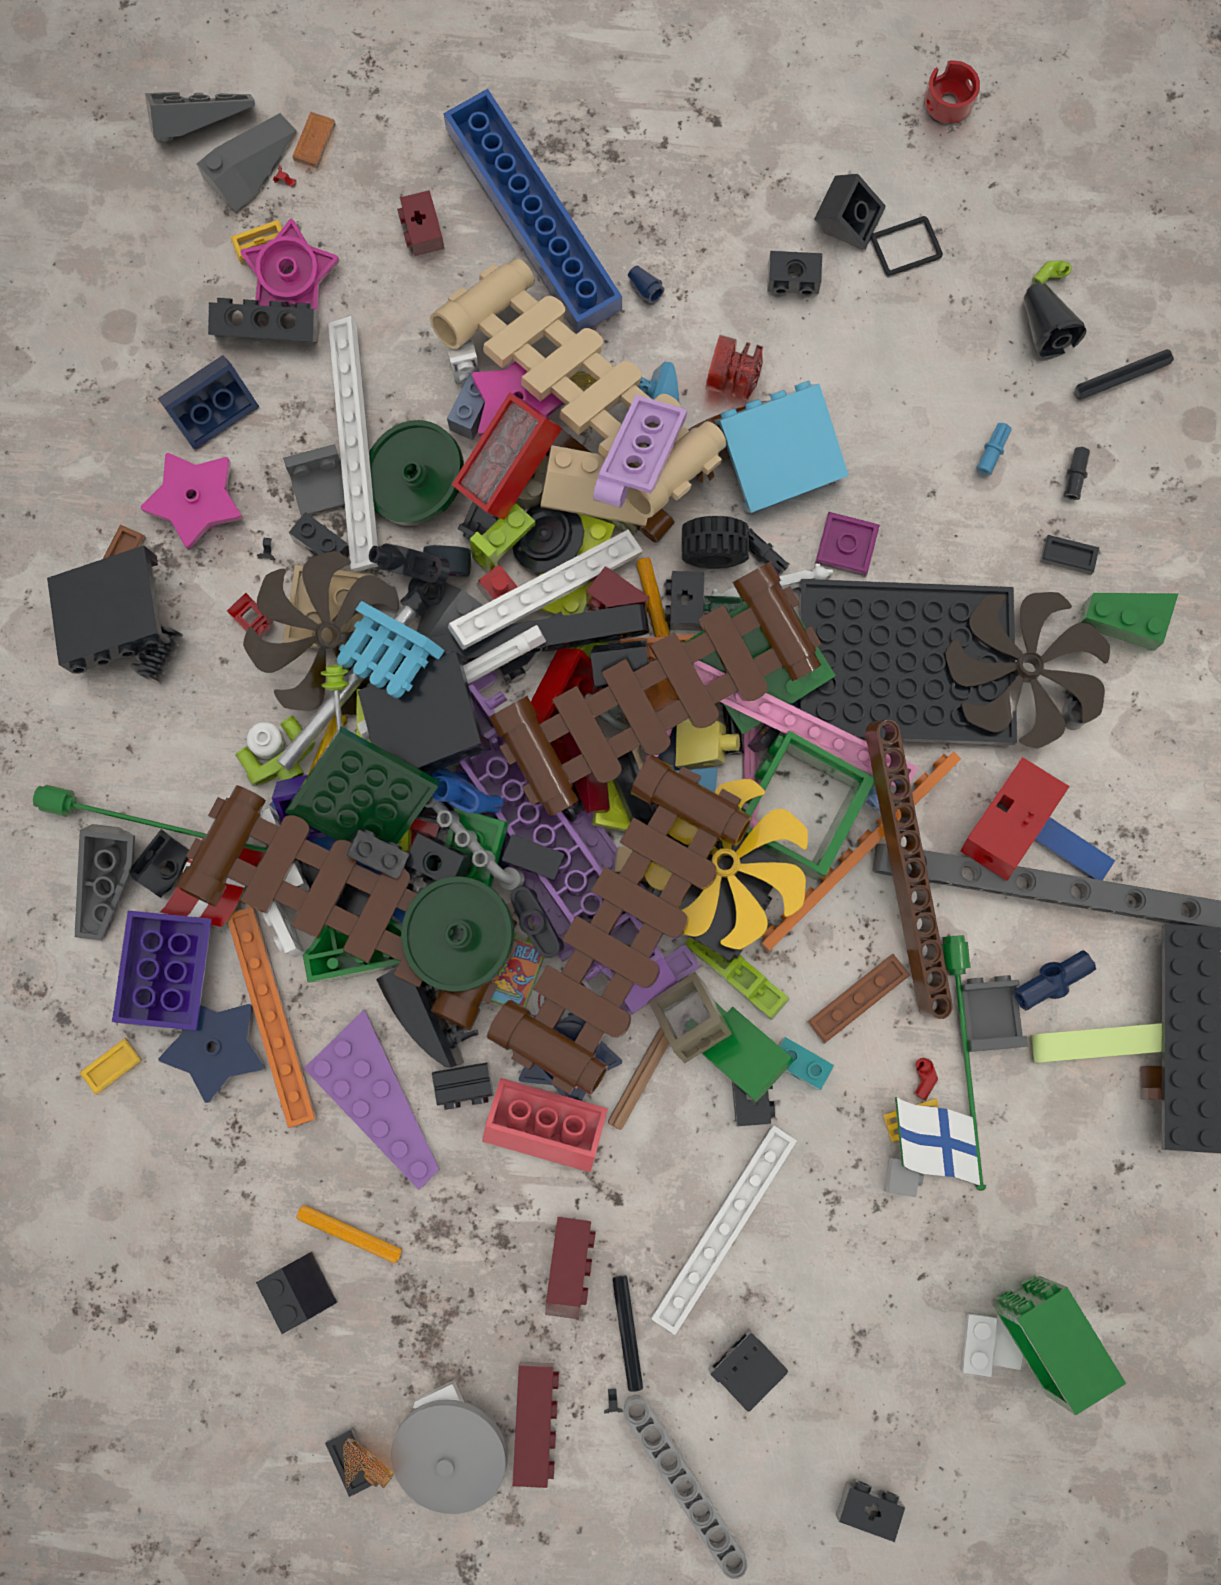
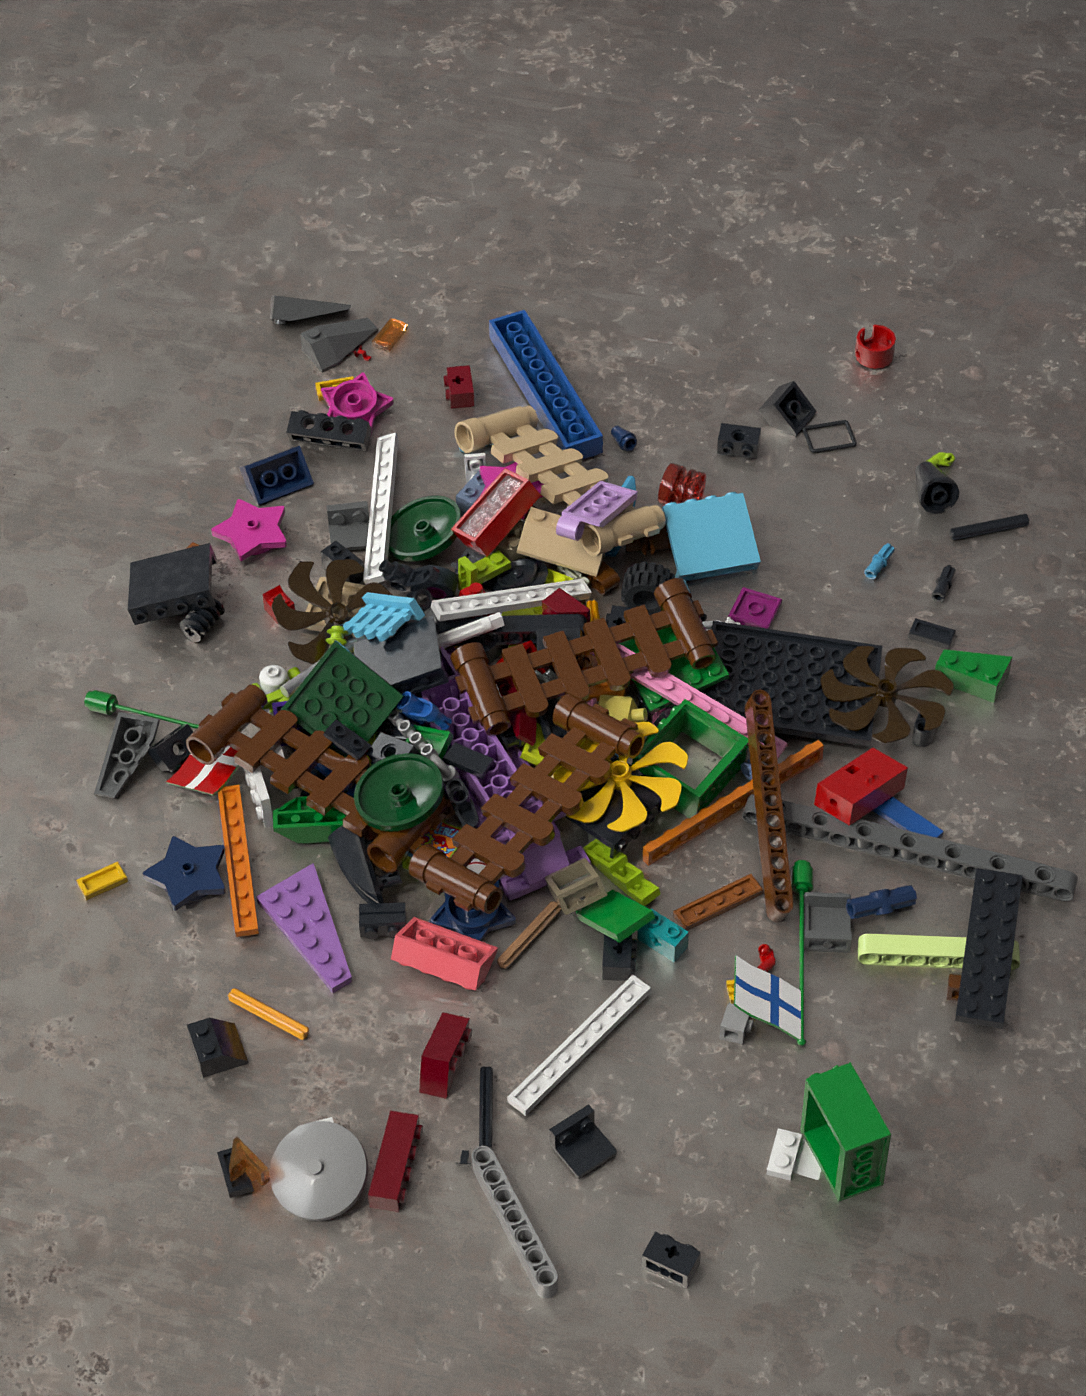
camera: 10 degrees right, 30 degrees down
(162, 970) = (158, 814): dark purple slope -> none

